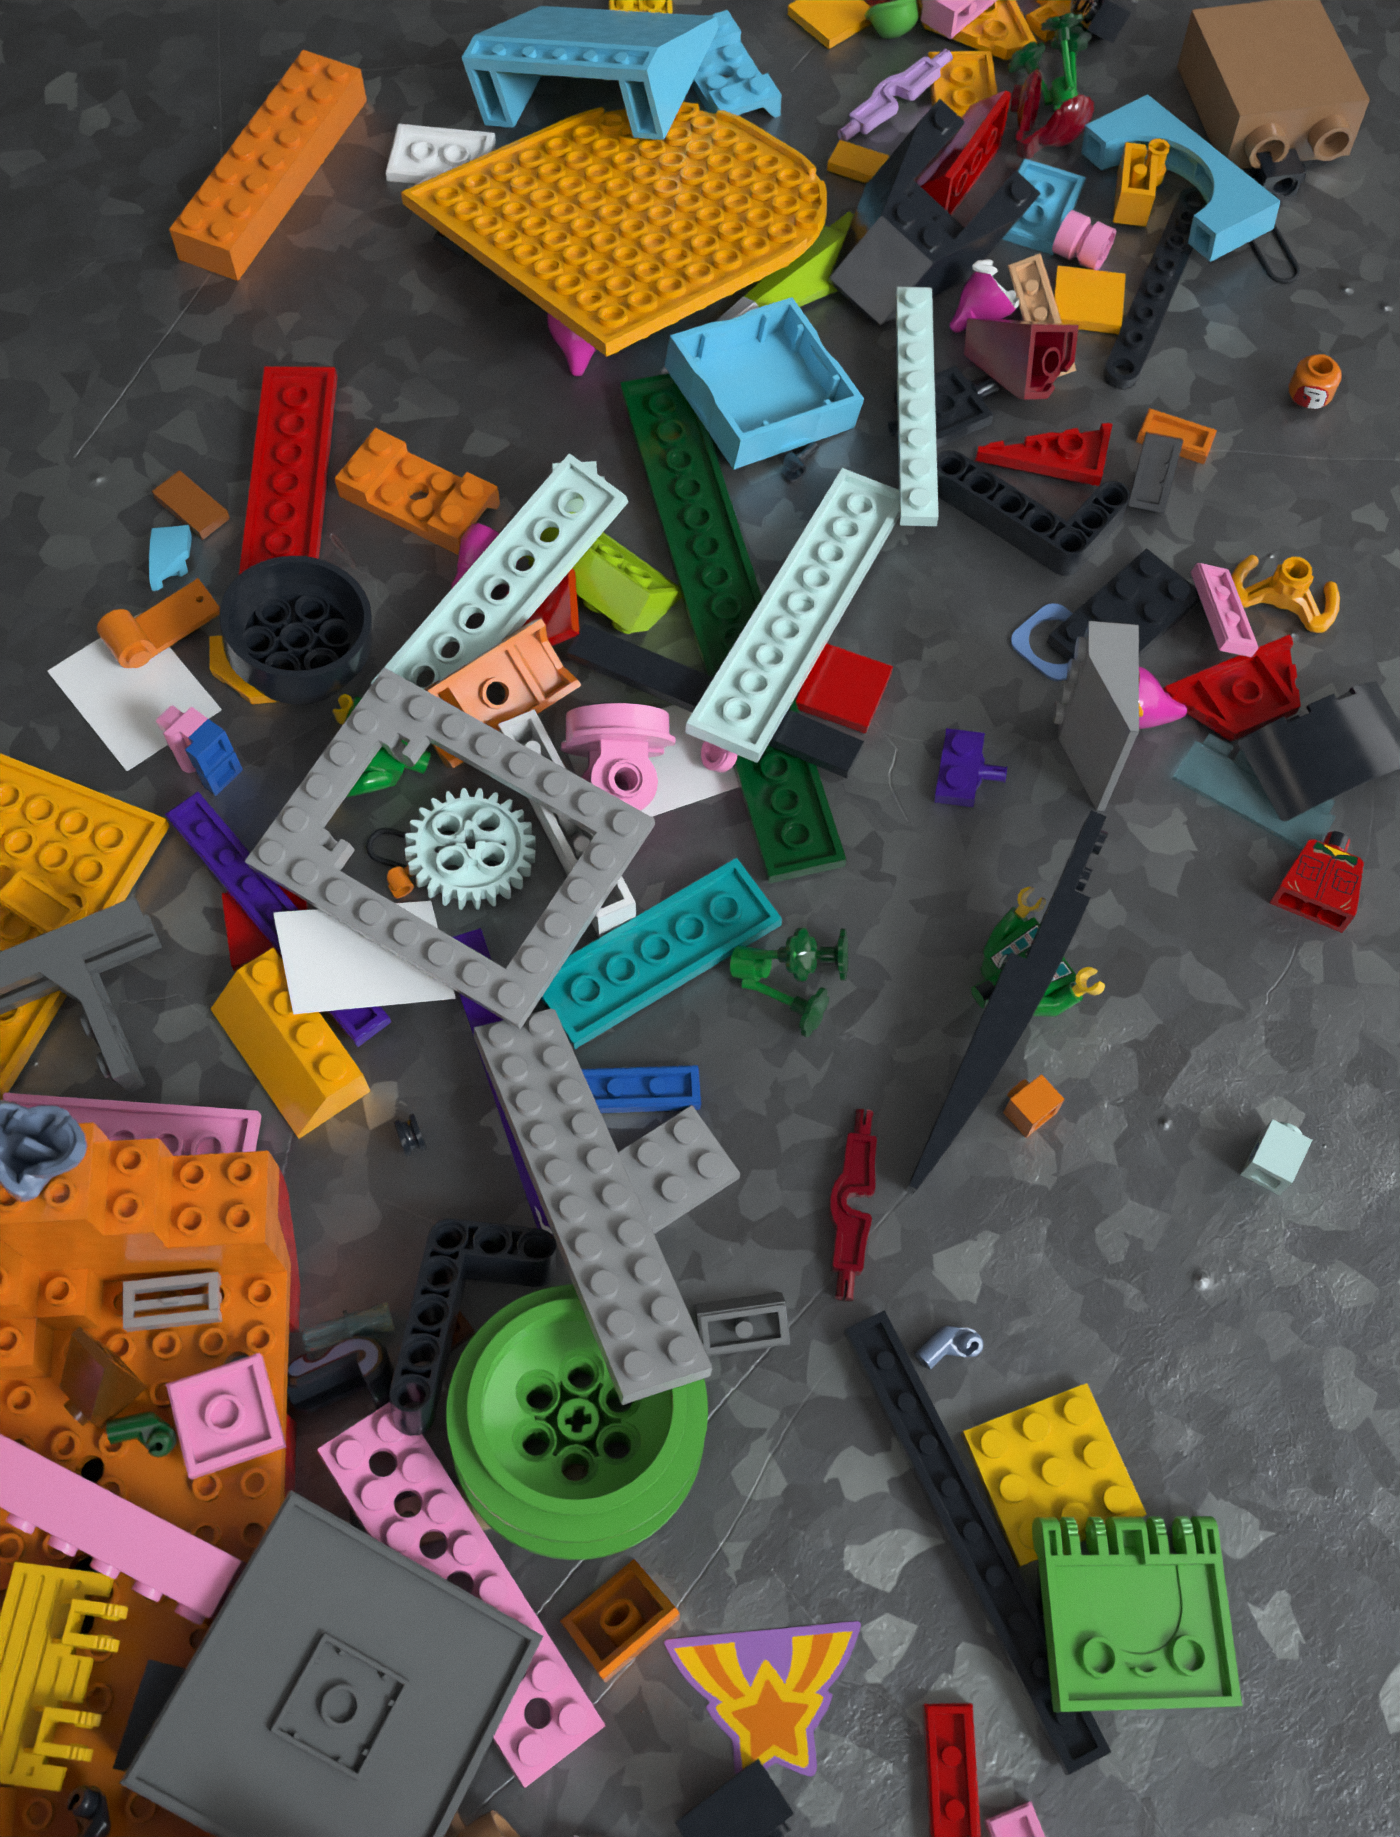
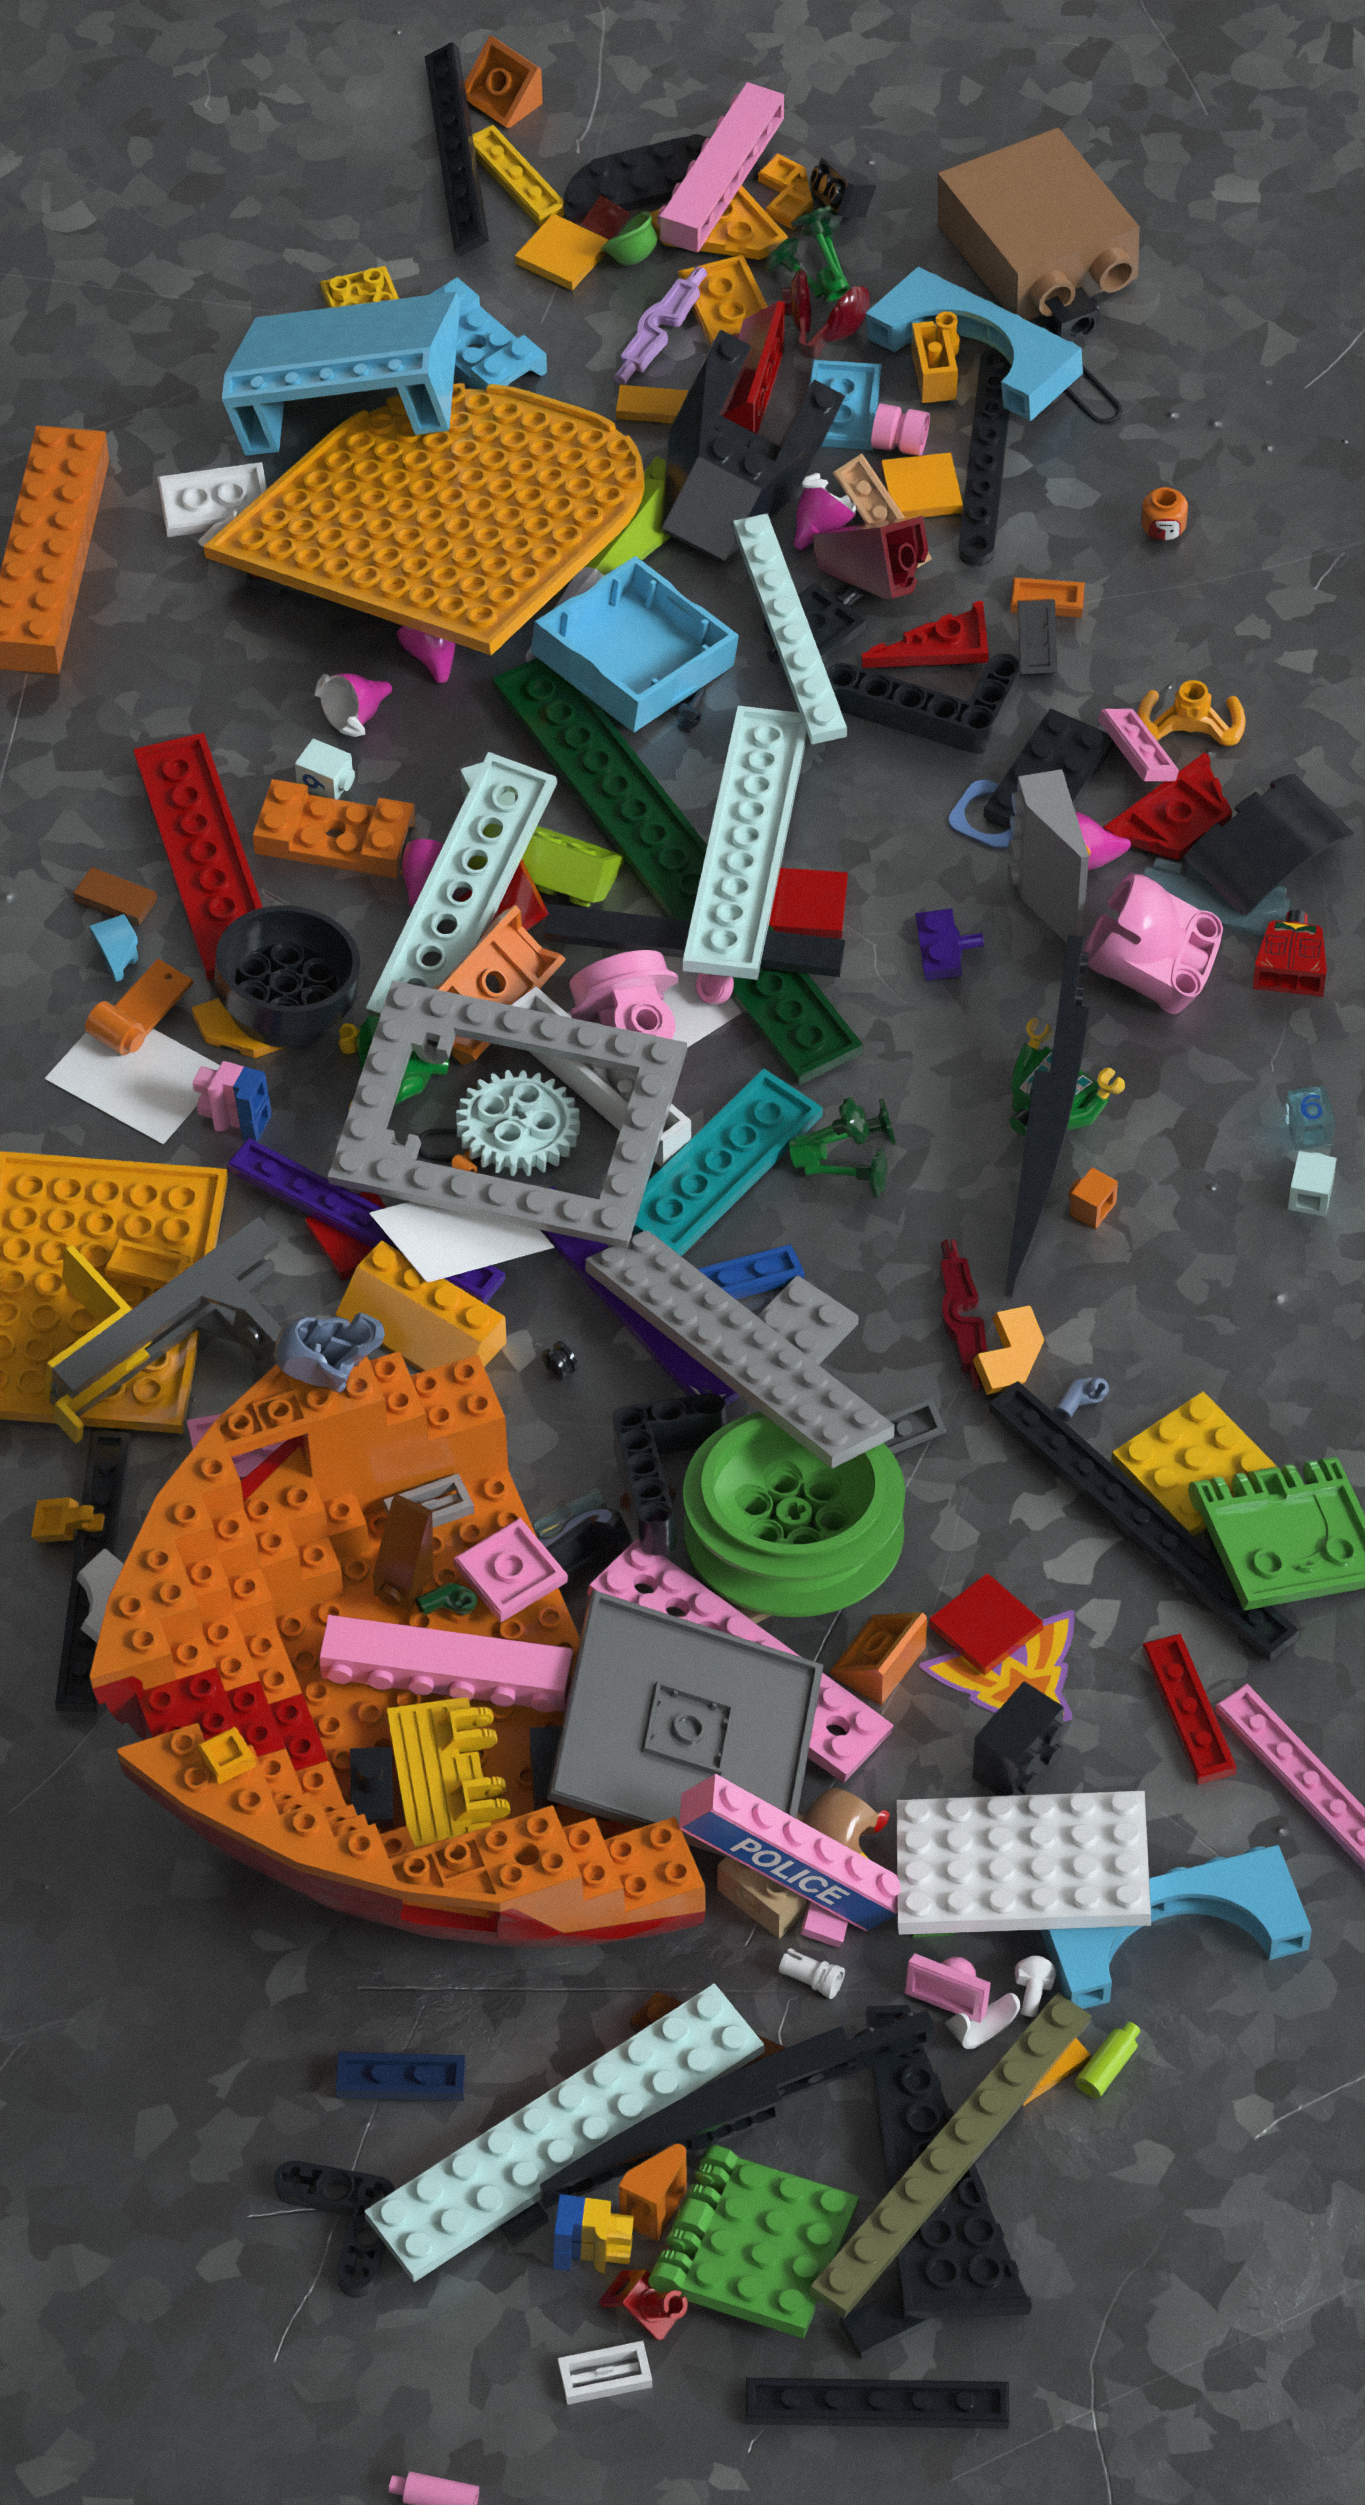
camera: 15 degrees left, 10 degrees down
(430, 431) = (325, 770): none -> light aqua brick
(482, 370) = (350, 700): none -> white hat
(754, 1616) = (986, 1624): none -> red tile
(905, 1259) = (1021, 1345): none -> light orange tile
(1184, 836) = (1155, 943): none -> bright pink piece
(1294, 1075) = (1310, 1117): none -> clear light blue brick

